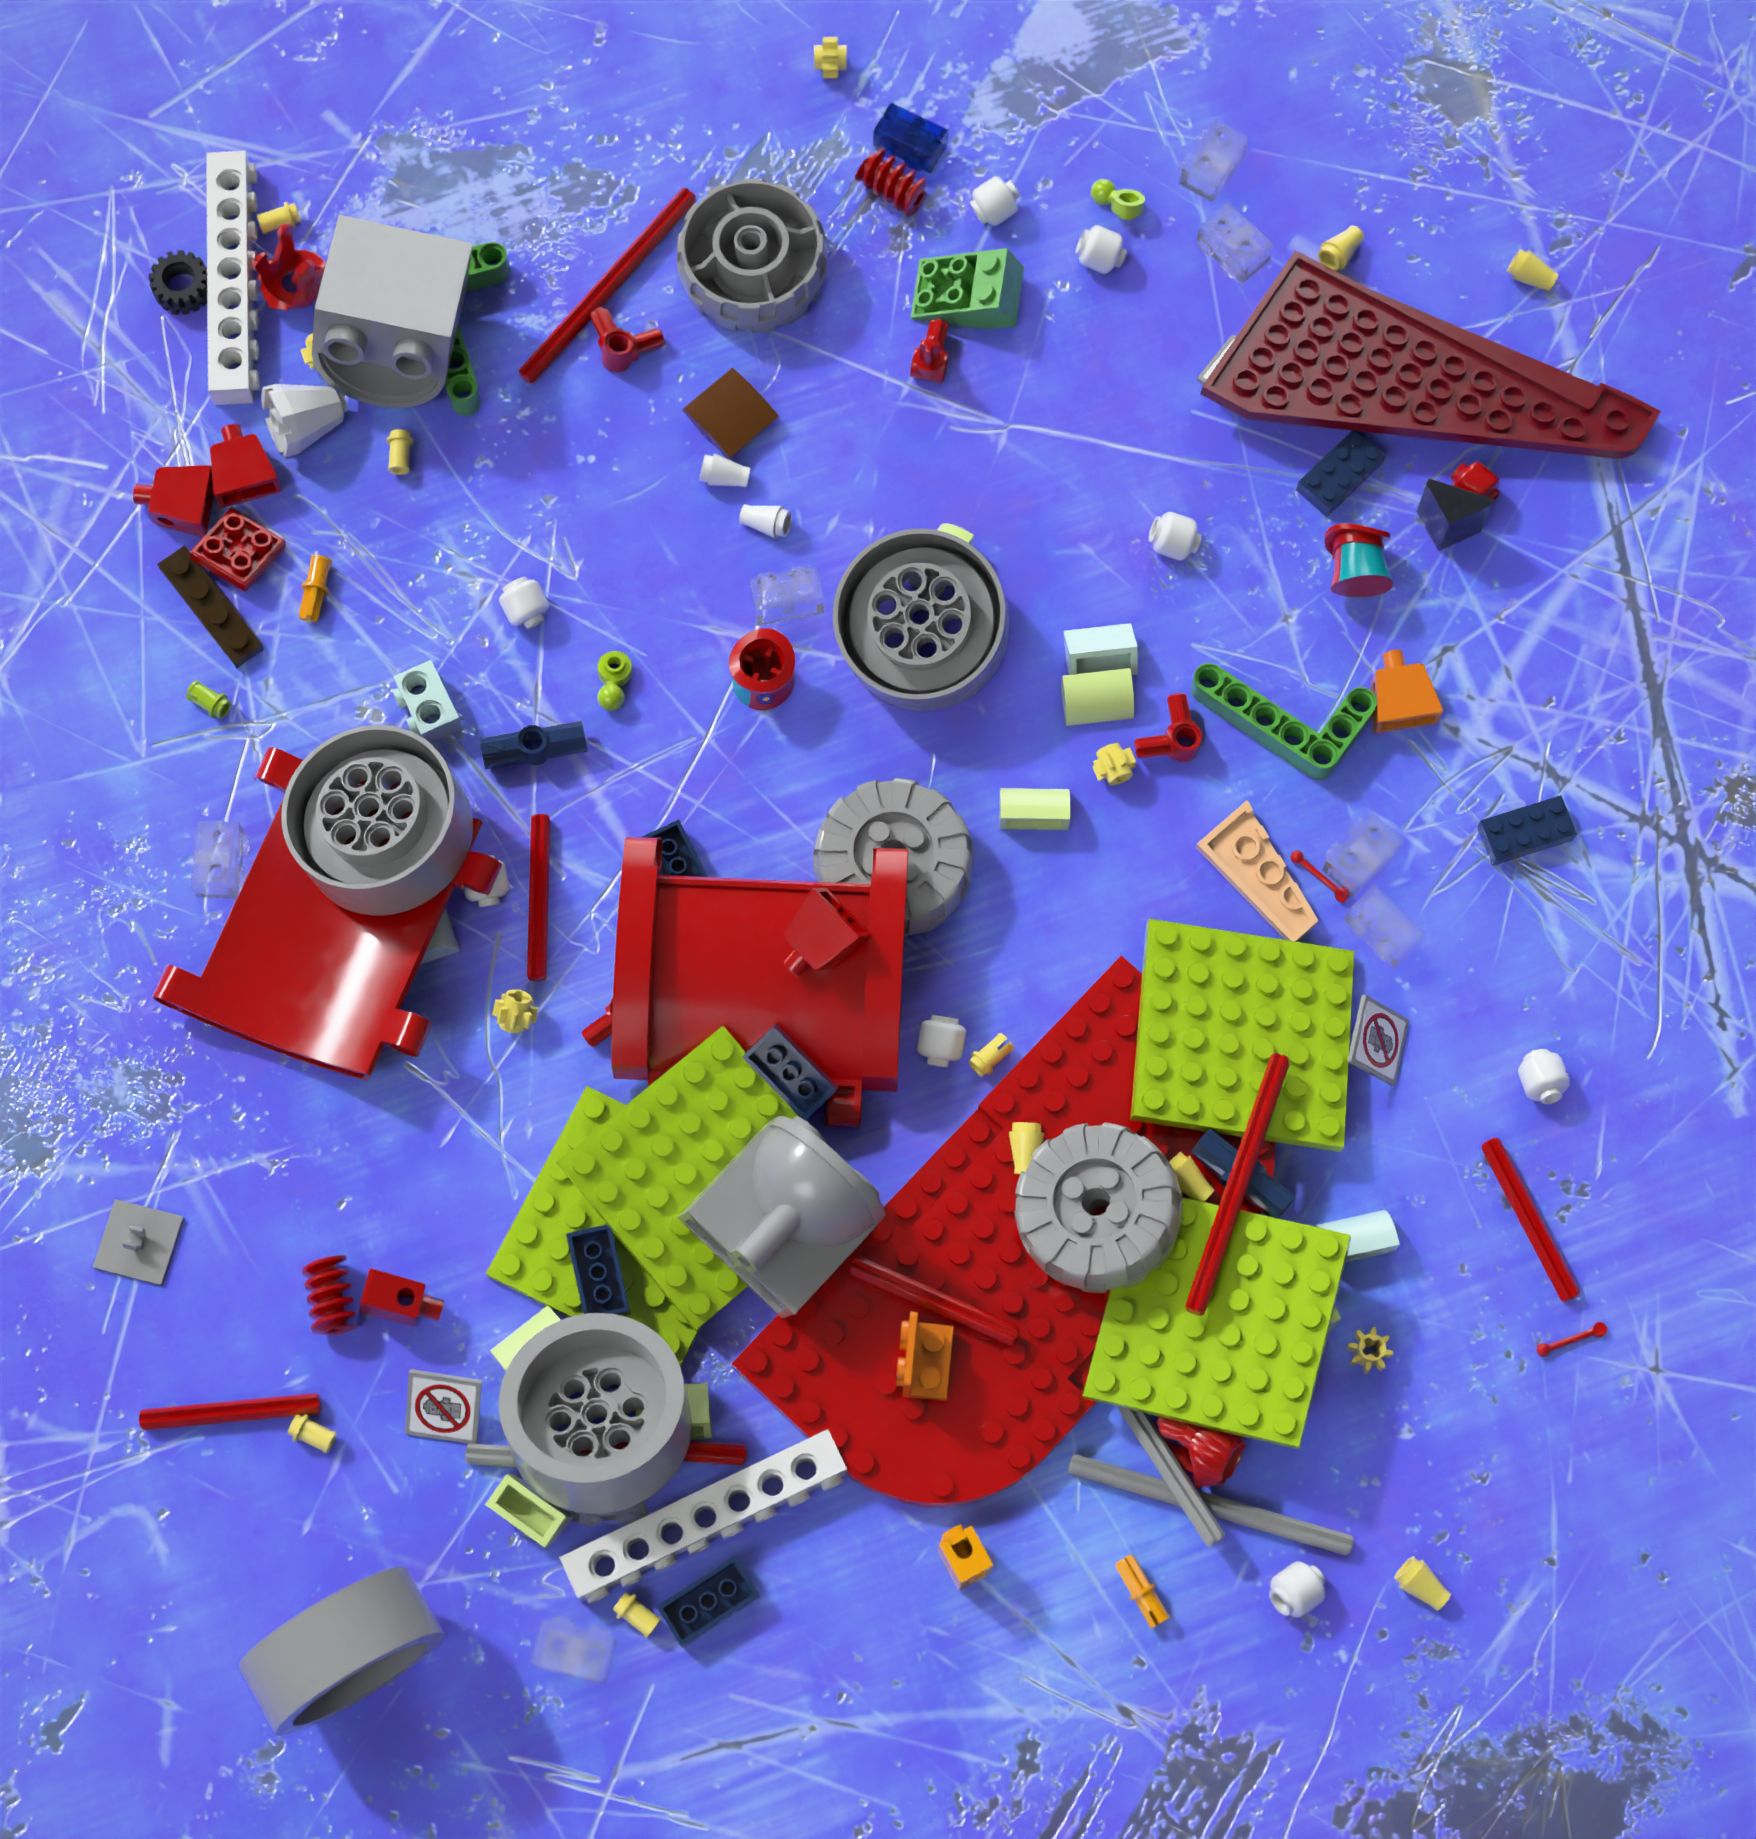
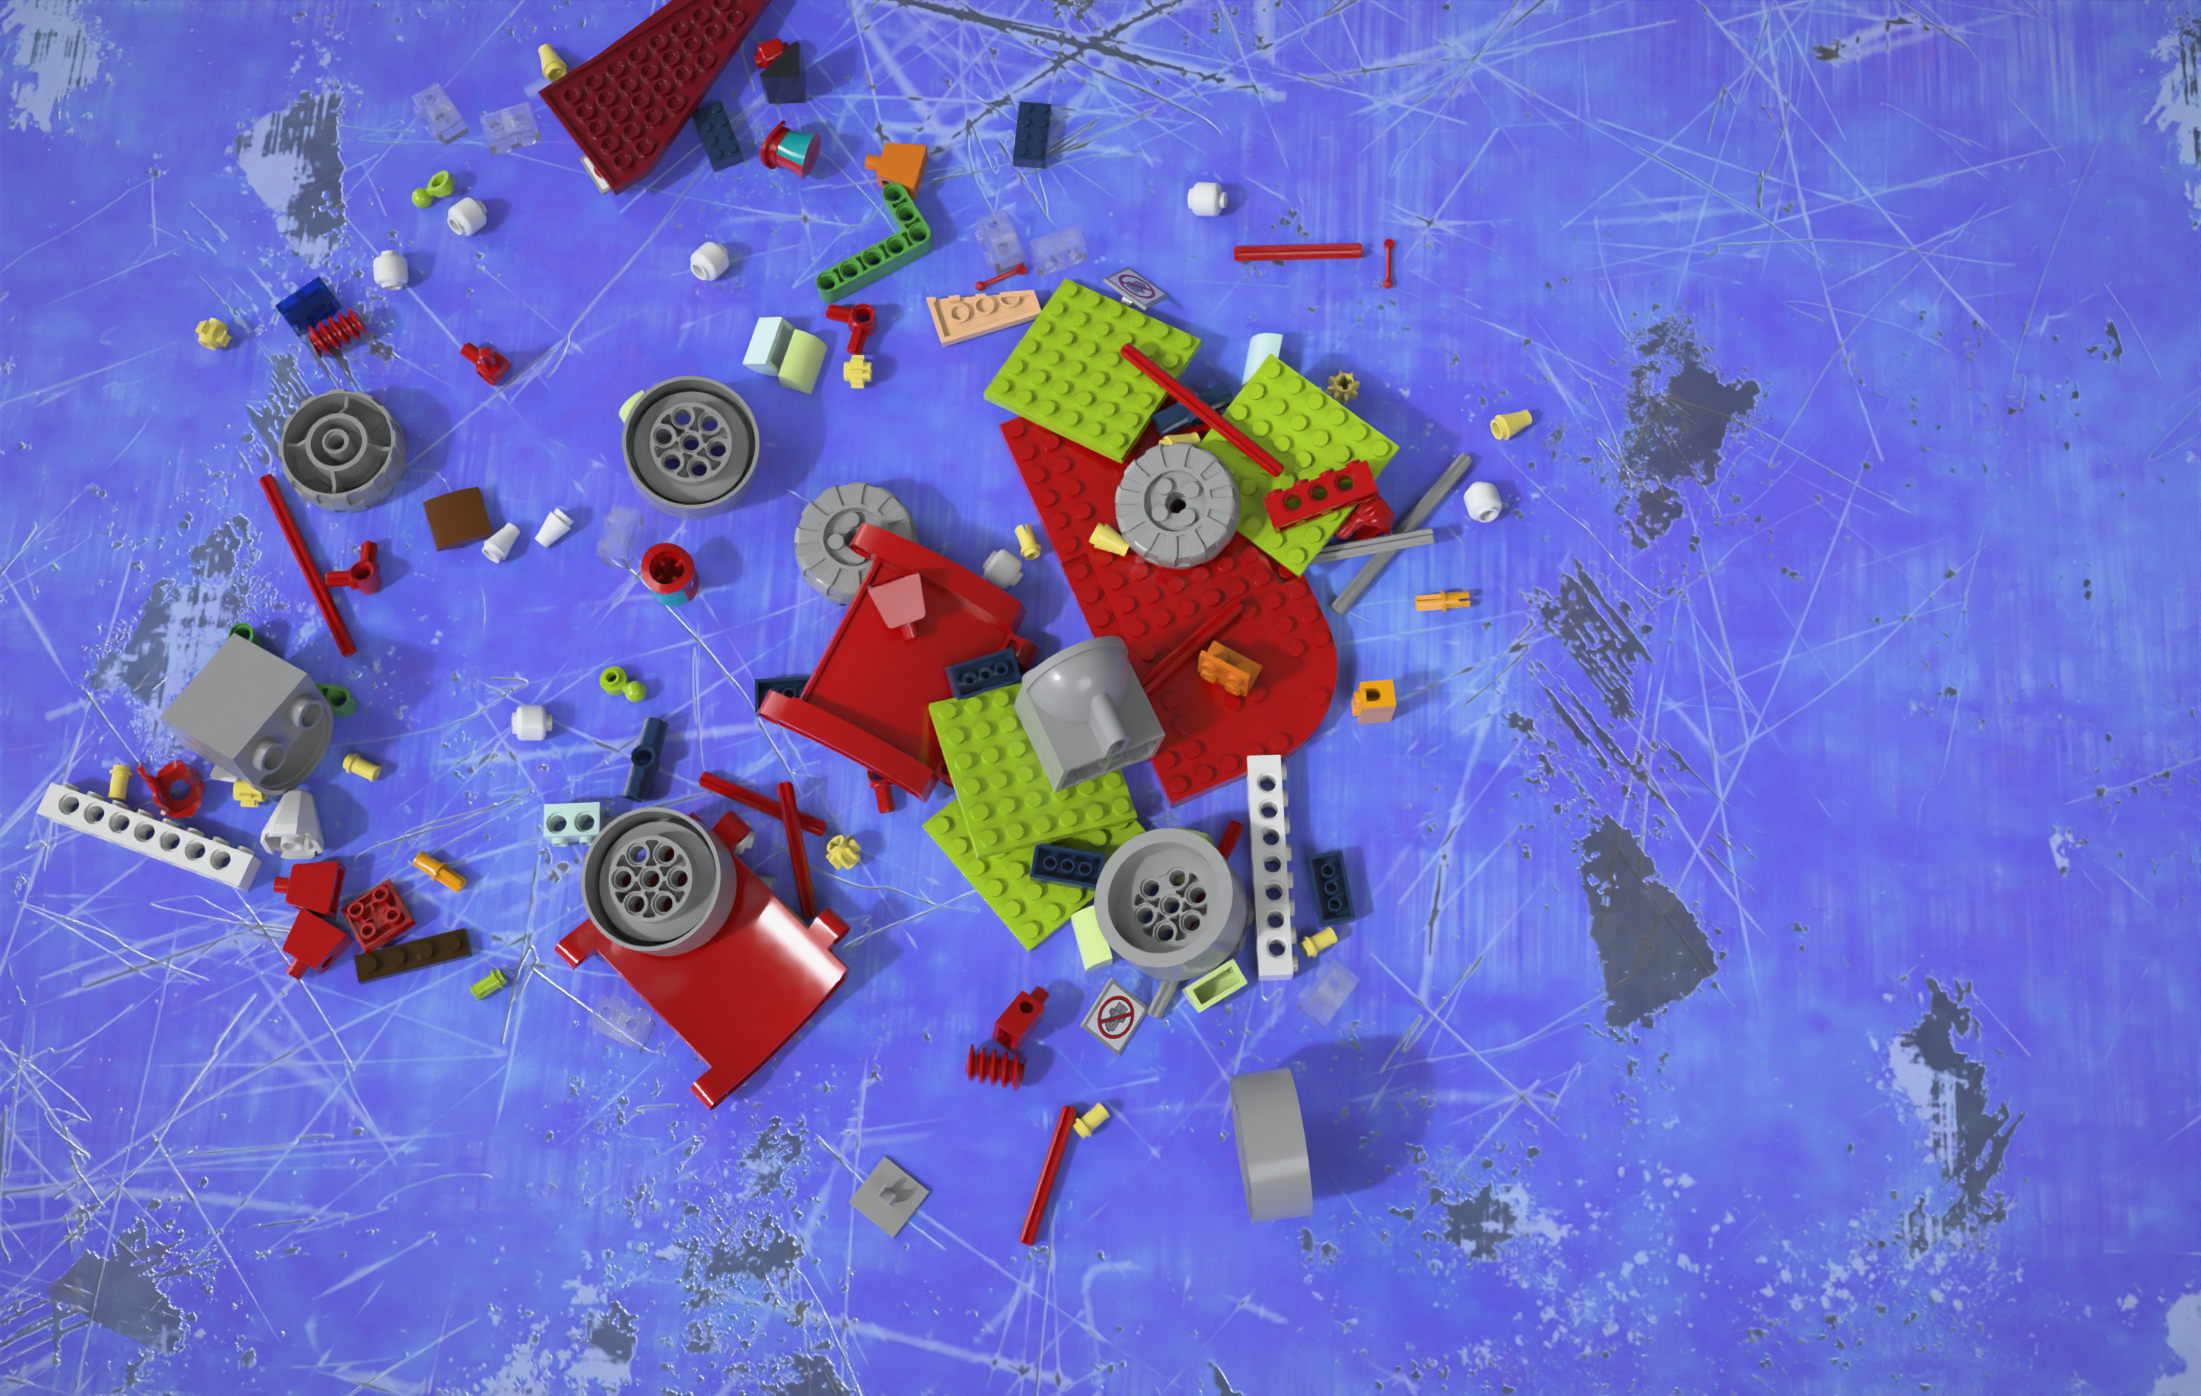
camera: 65 degrees left, 0 degrees up
(171, 267) = (118, 869): black tyre -> none
(496, 958) = (797, 850): none -> red axle
(969, 289) = (449, 318): slope -> none
(1034, 809) = (863, 438): yellowish green brick -> none
(1219, 1422) = (1336, 499): none -> red brick

